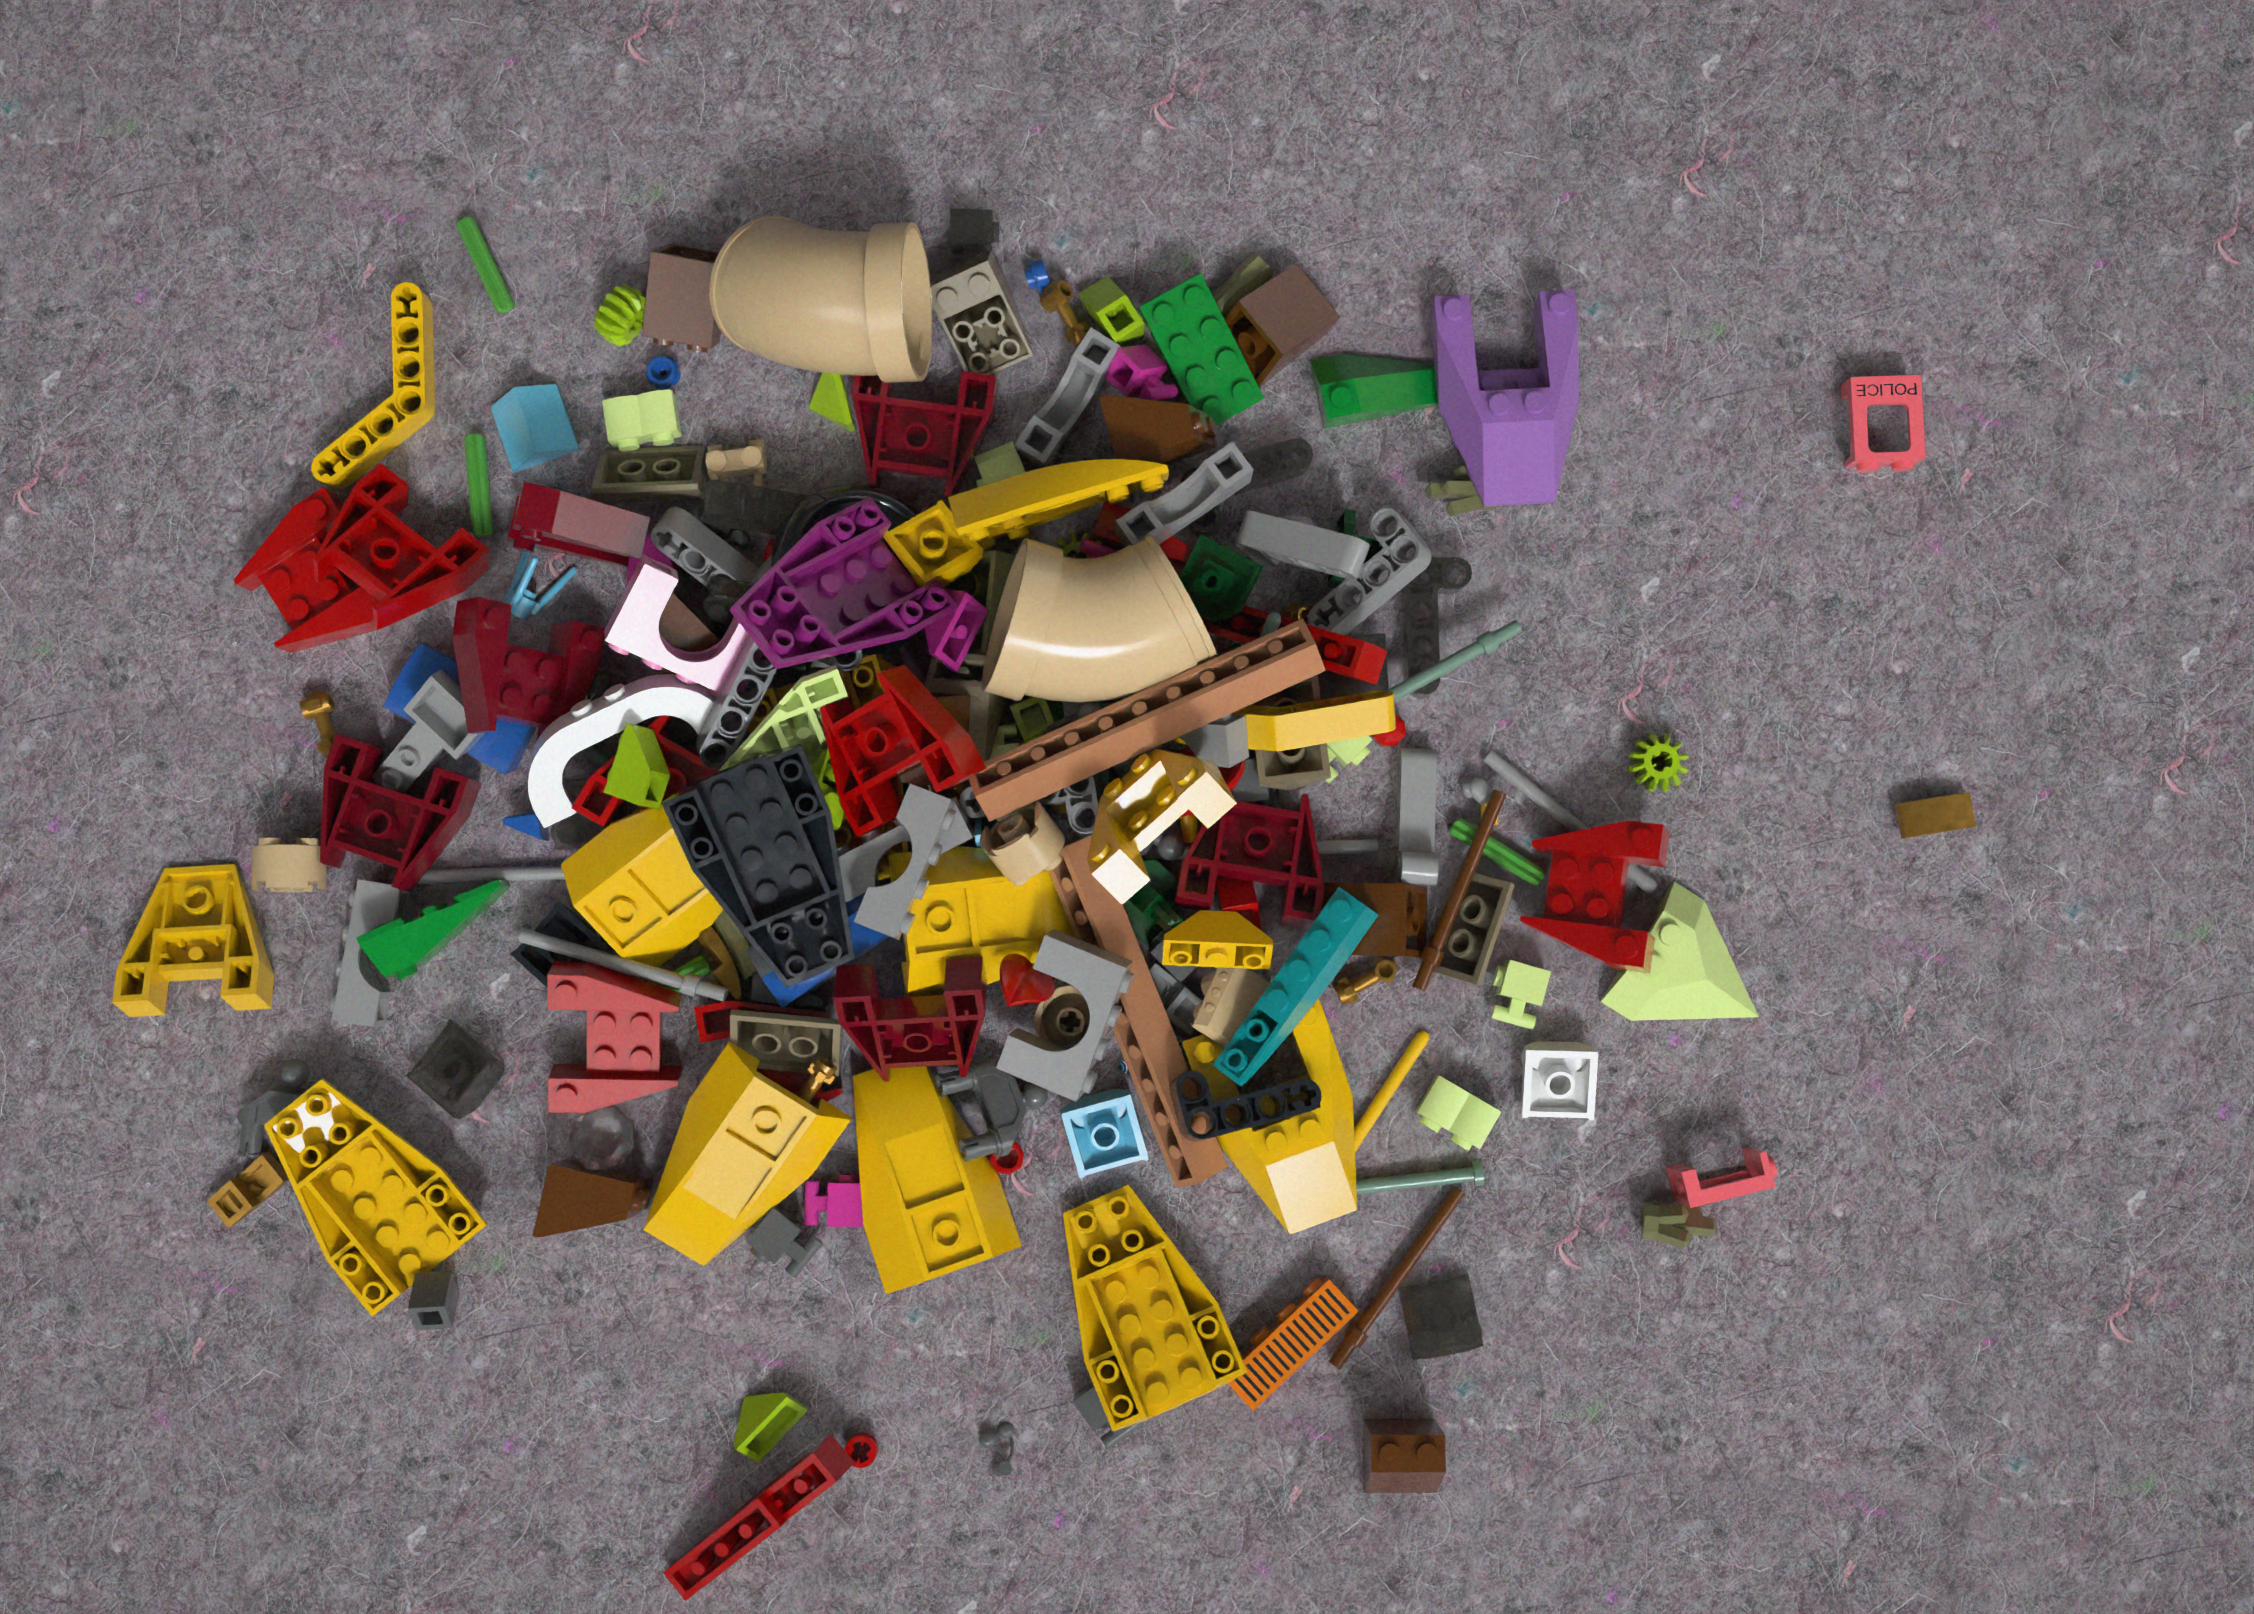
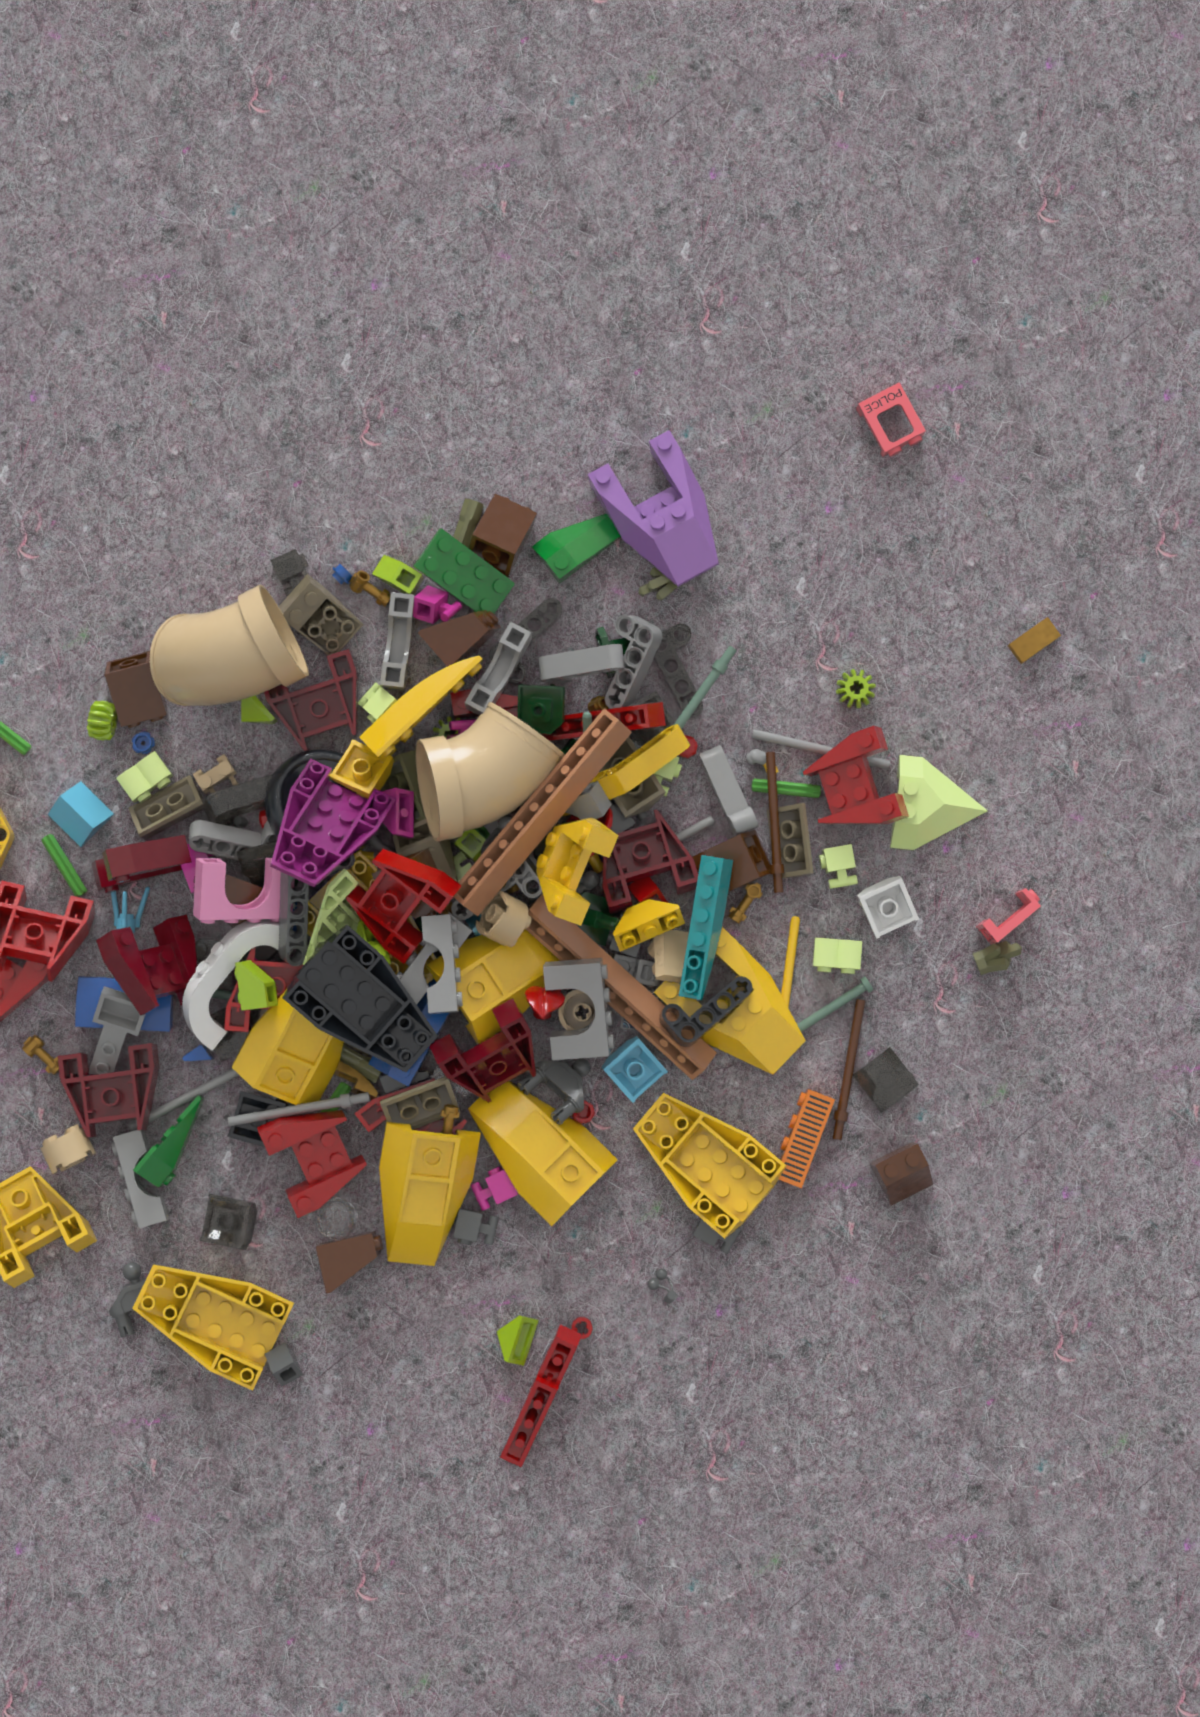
camera: 35 degrees left, 0 degrees up
(248, 1190) = (137, 1355): pearl gold slope -> none

